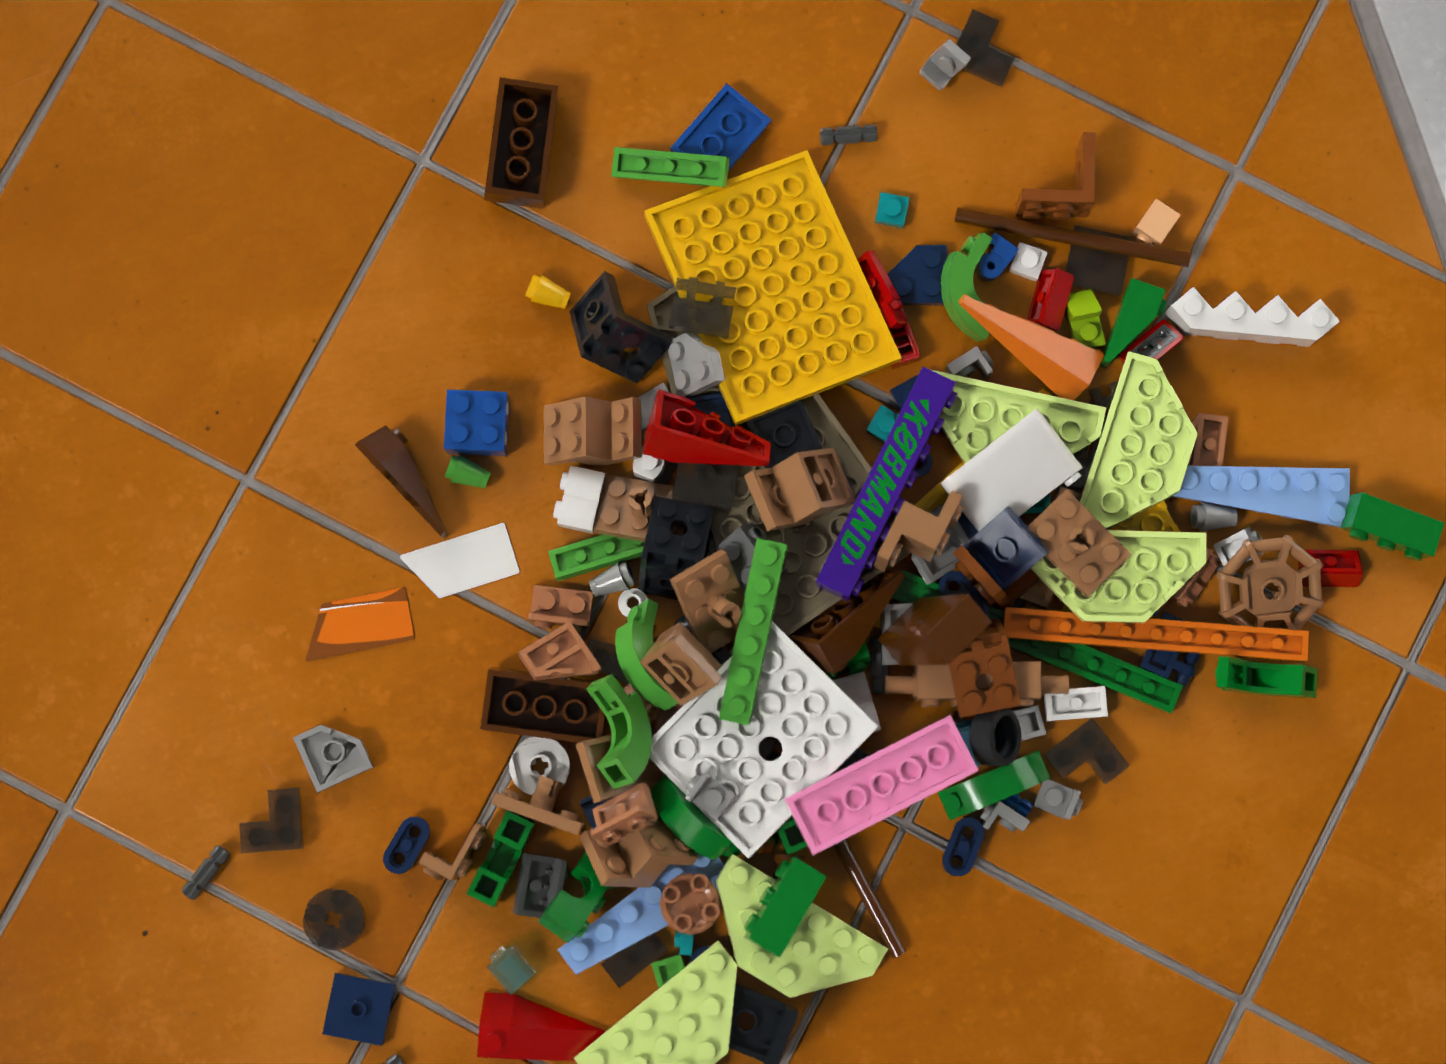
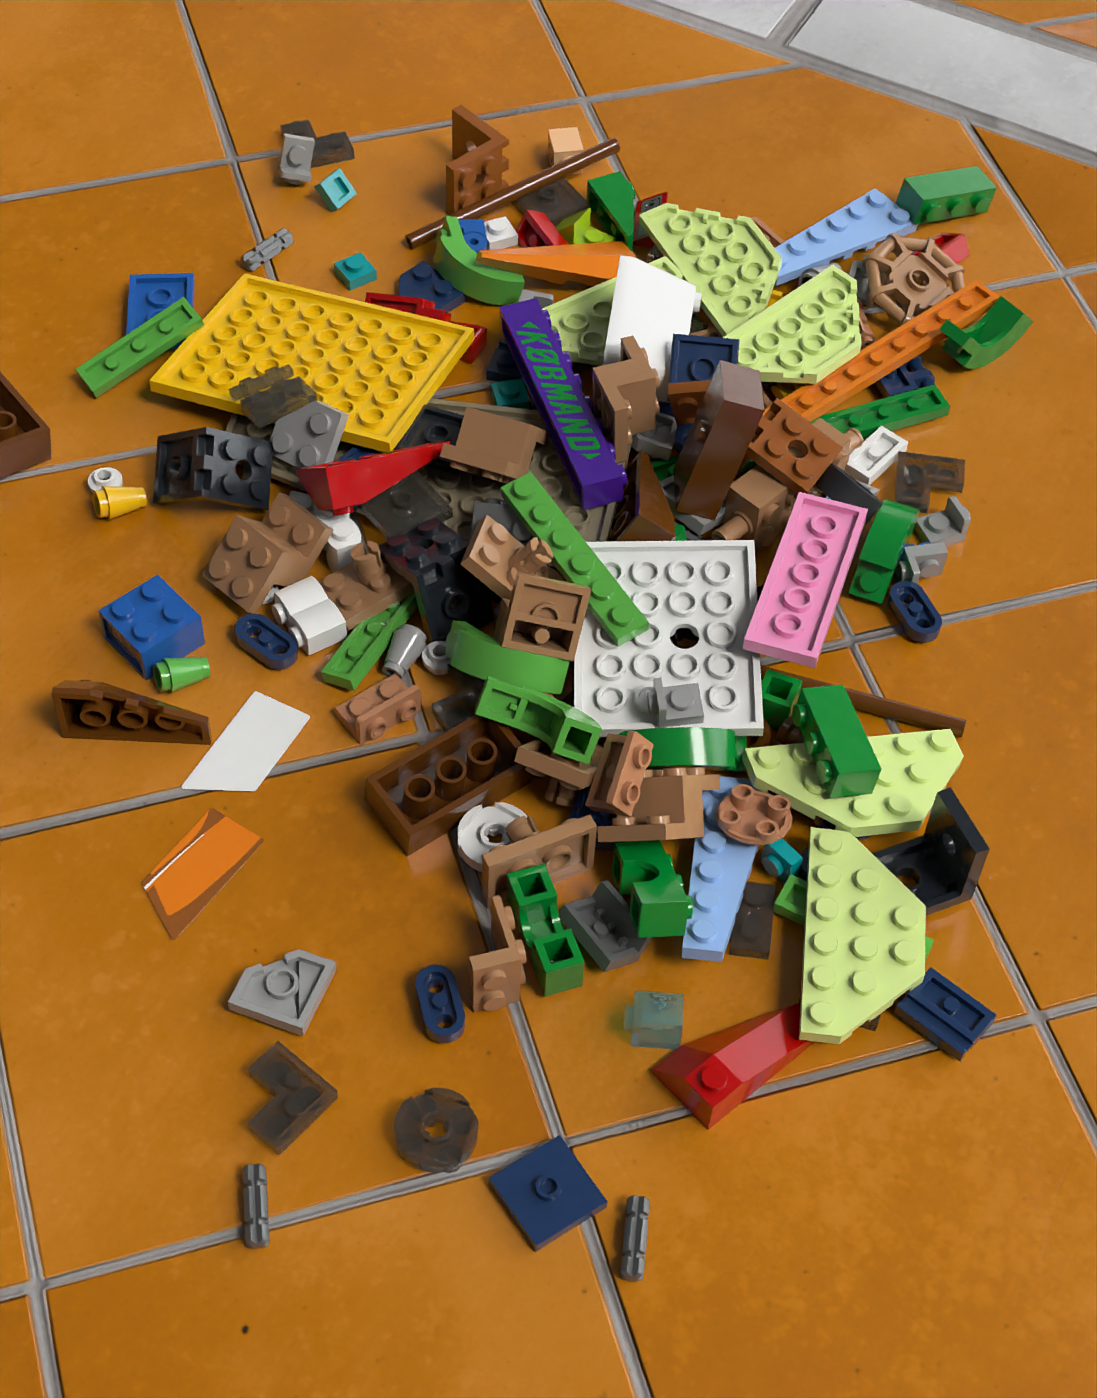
camera: 50 degrees left, 30 degrees down
(538, 495) = (269, 643): none -> dark blue plate
(558, 274) = (104, 477): none -> white plate
(559, 655) = (421, 717): nougat wing -> none
(948, 118) = (335, 190): none -> plate
(1078, 543) = (762, 327): medium nougat plate -> none
(1236, 320) = (694, 160): white brick -> none

